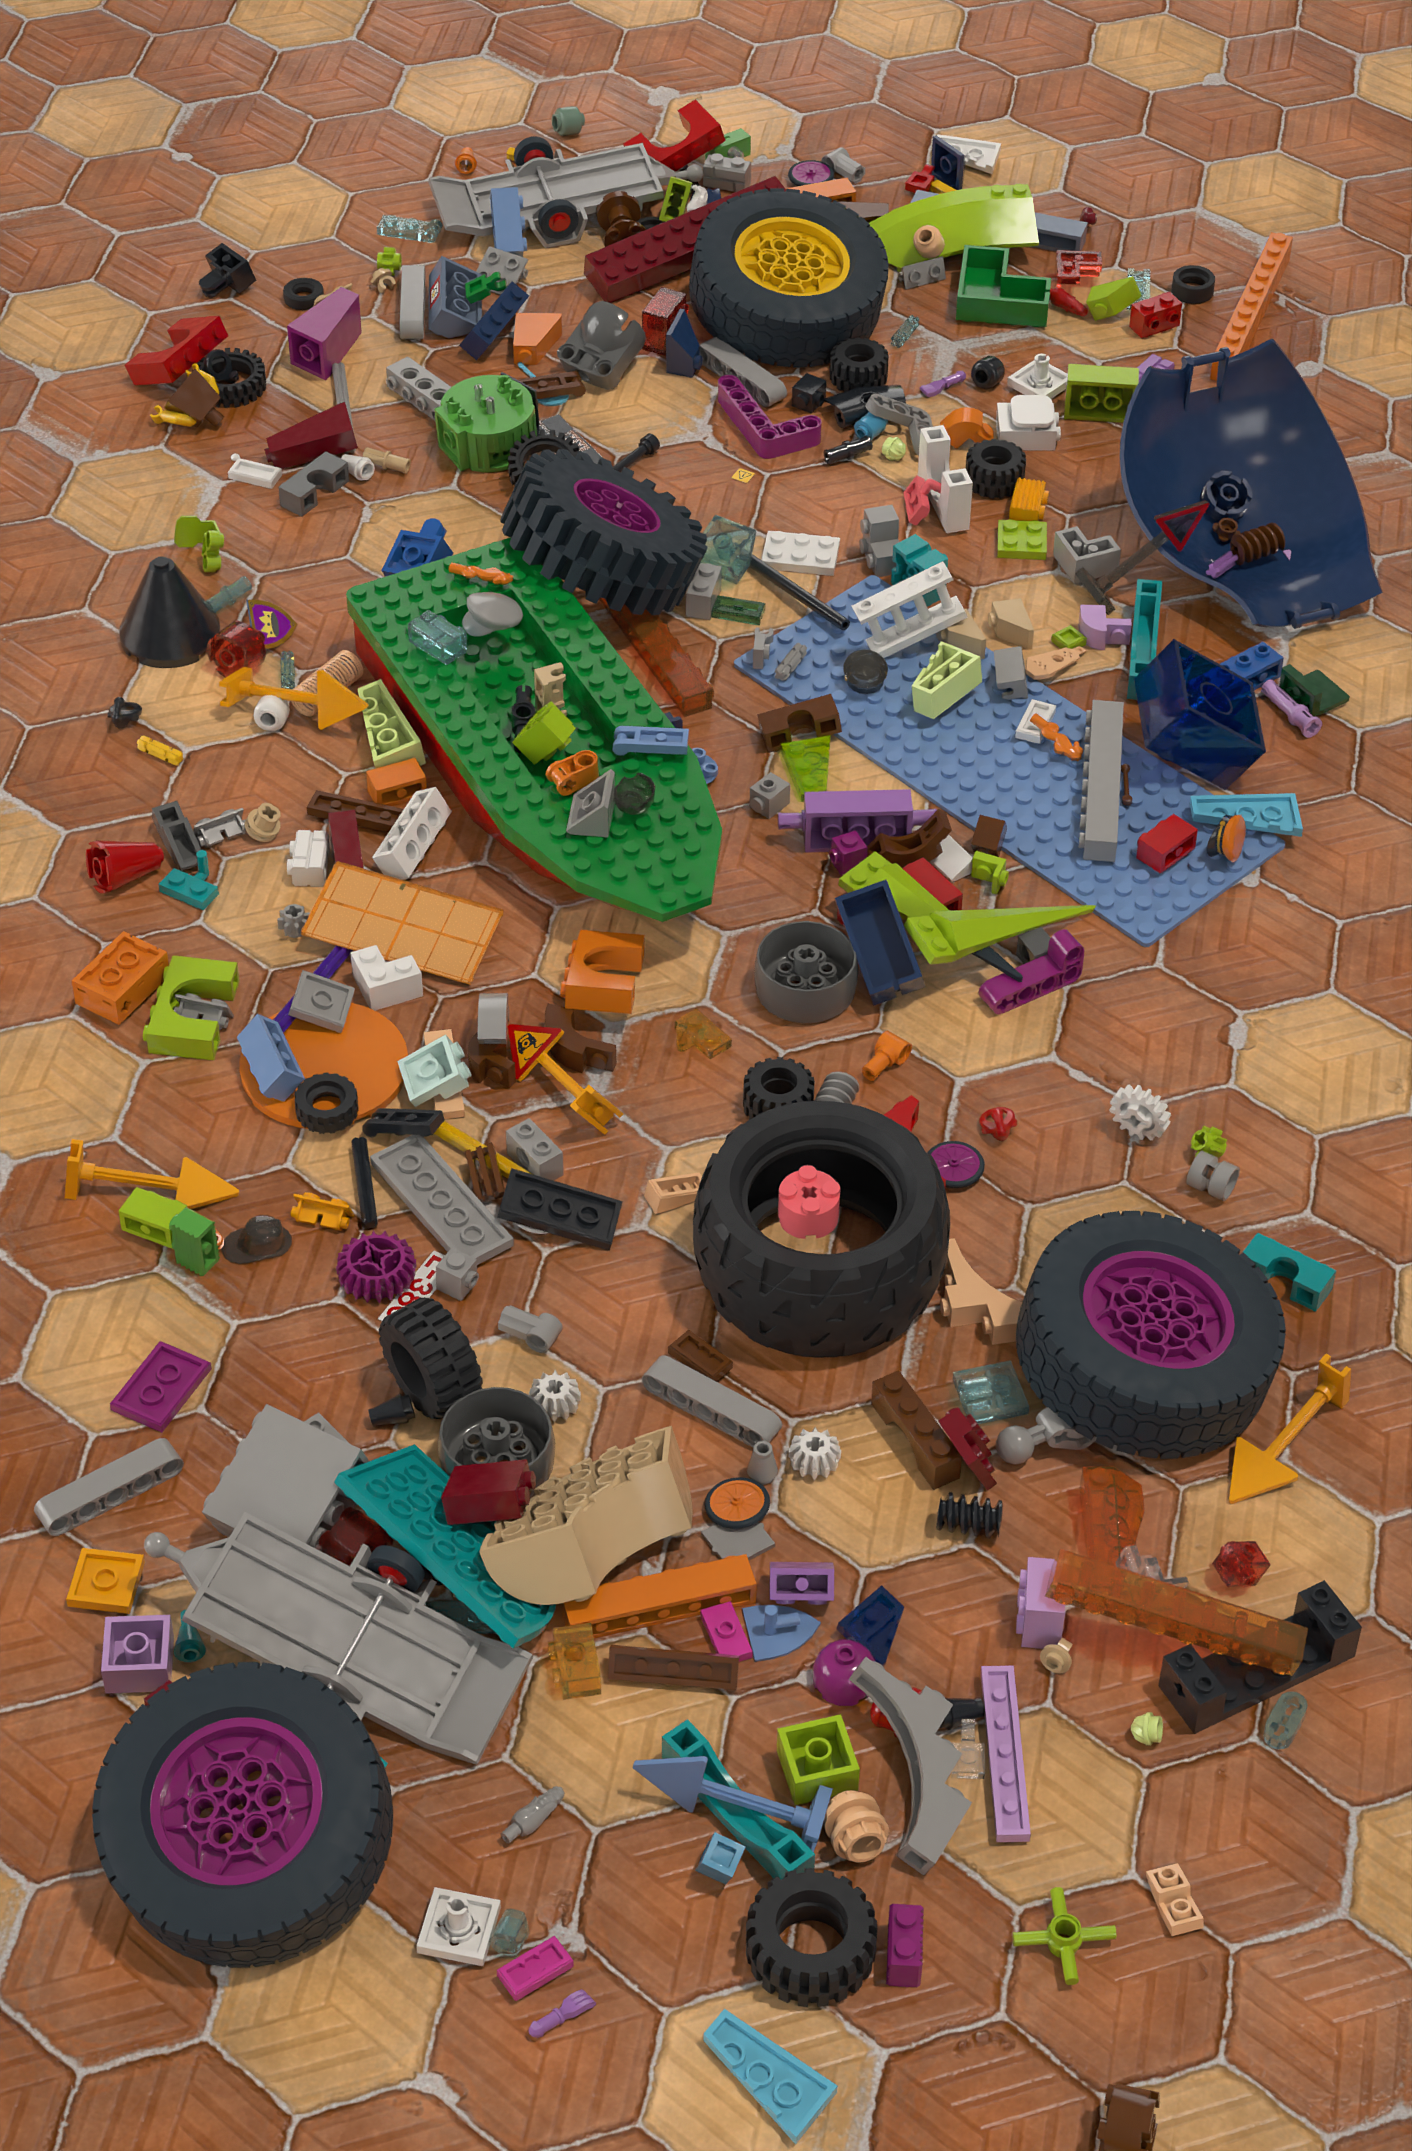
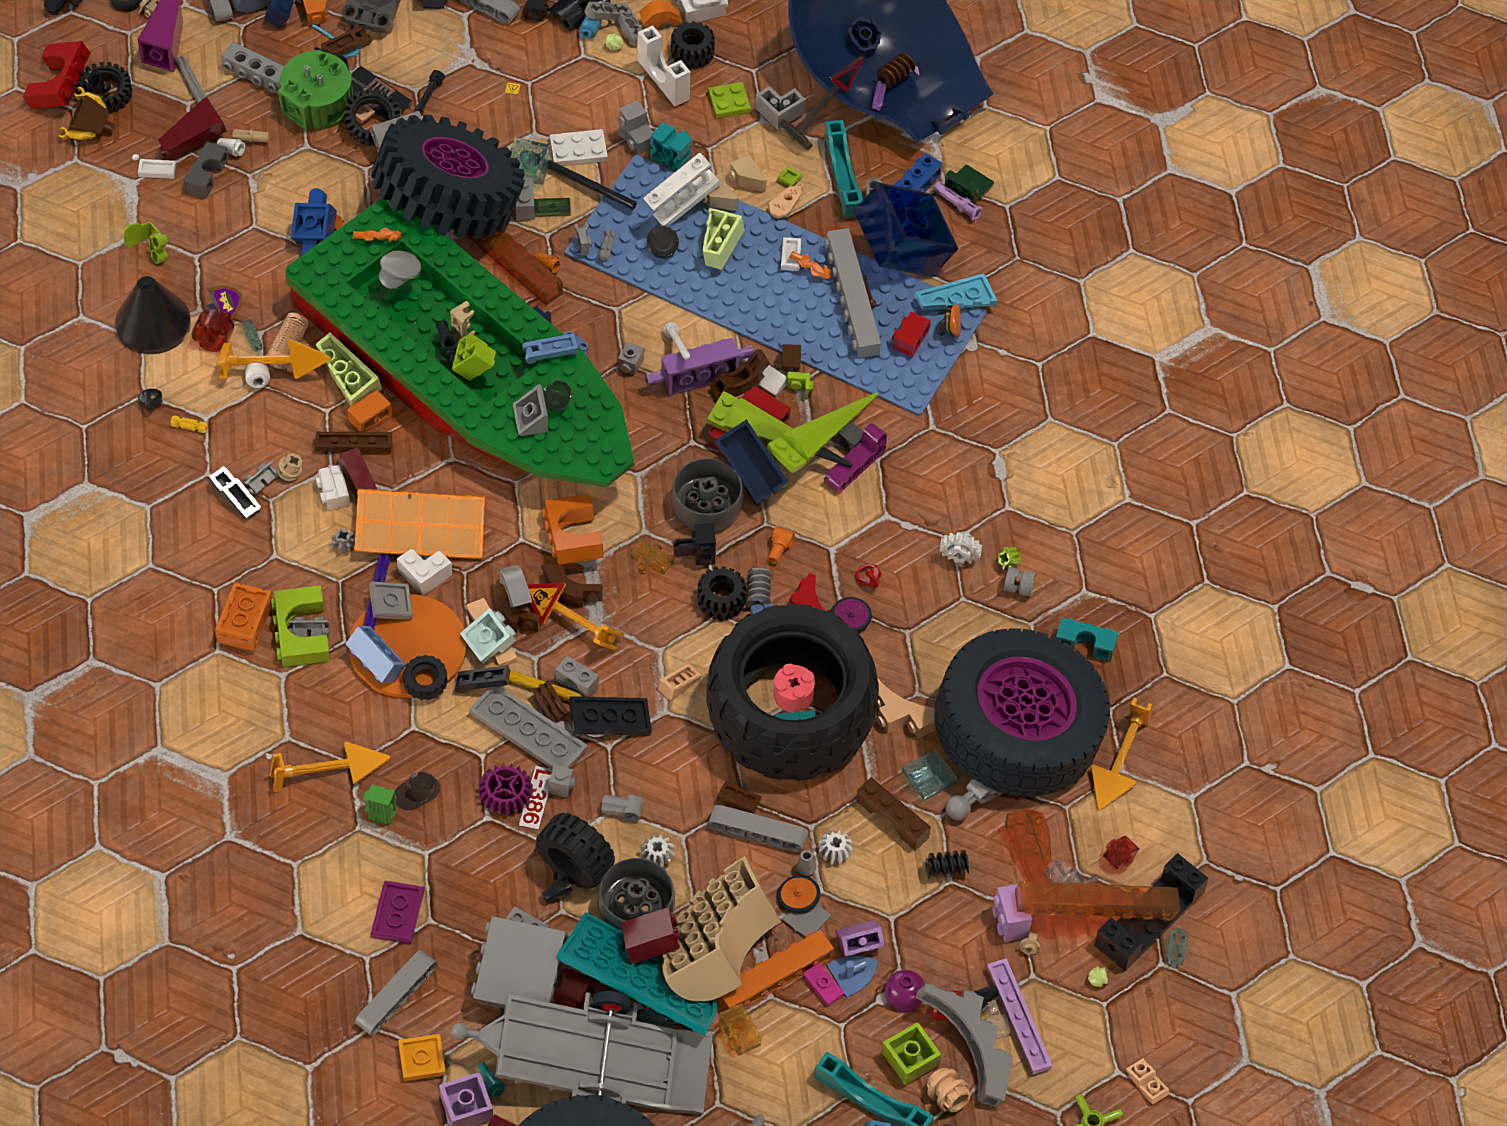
camera: 20 degrees left, 10 degrees up
(121, 862) = (203, 525): red cone -> none
(149, 1216) = (344, 792): lime brick -> none
(191, 888) = (257, 531): teal plate -> none
(229, 594) = (183, 280): clear light blue pin -> none
(333, 1211) = (444, 758): light orange hinge -> none
(364, 1183) = (471, 728): black axle -> none
(412, 834) = (398, 452): white brick -> none
(437, 637) = (369, 298): clear light blue brick -> none
(575, 772) = (505, 389): orange piece -> none
(673, 1667) = (800, 1016): reddish brown plate -> none
(684, 1780) = (838, 1090): medium blue piece -> none
(709, 667) = (550, 261): none -> orange cone
(764, 437) = (518, 53): magenta beam -> none
(772, 1028) = (701, 544): none -> black brick
(808, 763) = (647, 326): clear neon green wing -> none
(815, 714) = (641, 285): reddish brown arch -> none
(837, 776) = (671, 331): none -> white piece
(847, 851) = (701, 393): magenta brick -> none
(848, 449) = (581, 50): black pin -> none
(874, 1623) = (912, 953): clear blue wing -> none
(917, 498) = (645, 82): coral plate -> none
(971, 1444) = (930, 813): dark red plate -> none
(1011, 672) = (762, 219): light grey hinge -> none
(1029, 500) = (724, 67): light orange brick -> none
(1102, 630) = (809, 167): lavender brick -> none
(1226, 529) = (870, 57): reddish brown plate -> none

